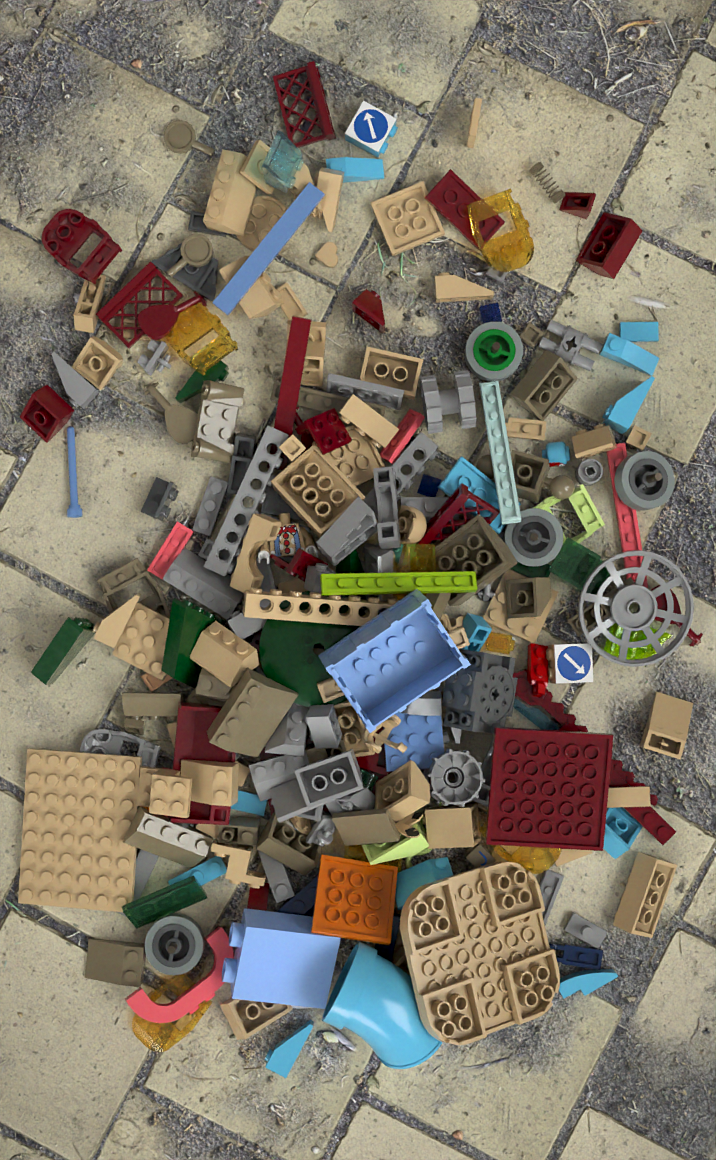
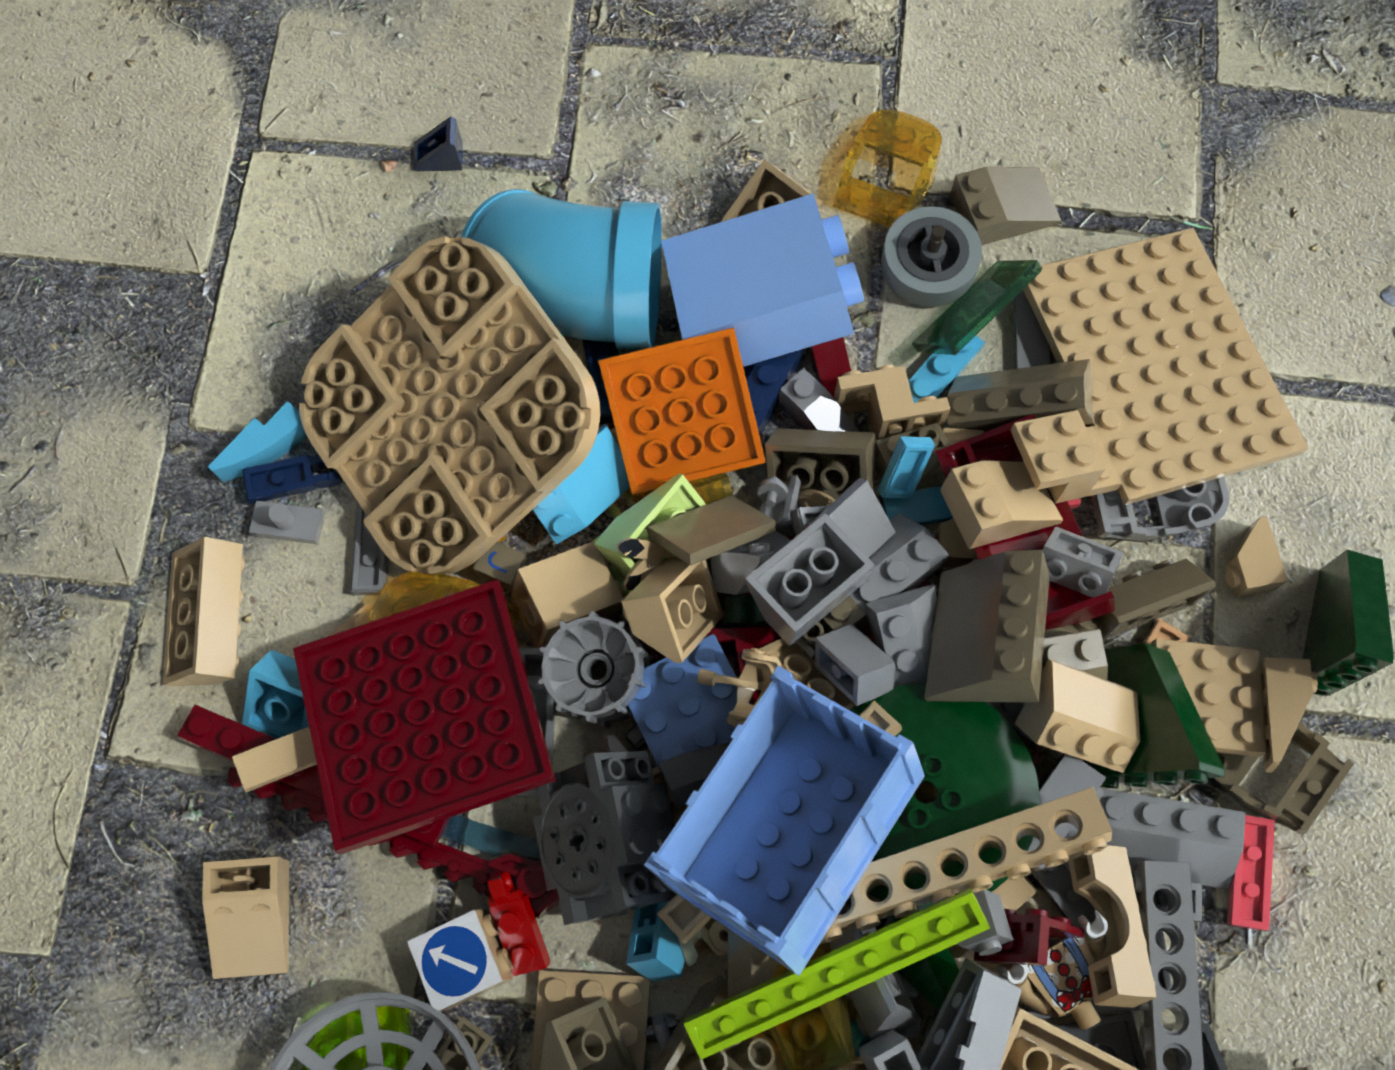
camera: 160 degrees right, 15 degrees down
(87, 700) = (1256, 562): none -> tan slope
(134, 726) = (1158, 551): dark tan tile -> none
(159, 499) = (1316, 959): dark grey bracket -> none
(185, 733) = (1080, 562): none -> light grey bracket
(191, 998) = (911, 146): coral arch -> none
(210, 506) = (1222, 984): light grey plate -> none
(247, 822) = (906, 467): none -> medium azure tile
(287, 1051) = (692, 178): medium azure slope -> none
(426, 1131) = (439, 148): none -> dark blue slope
(499, 643) = (601, 944): clear yellow brick -> none

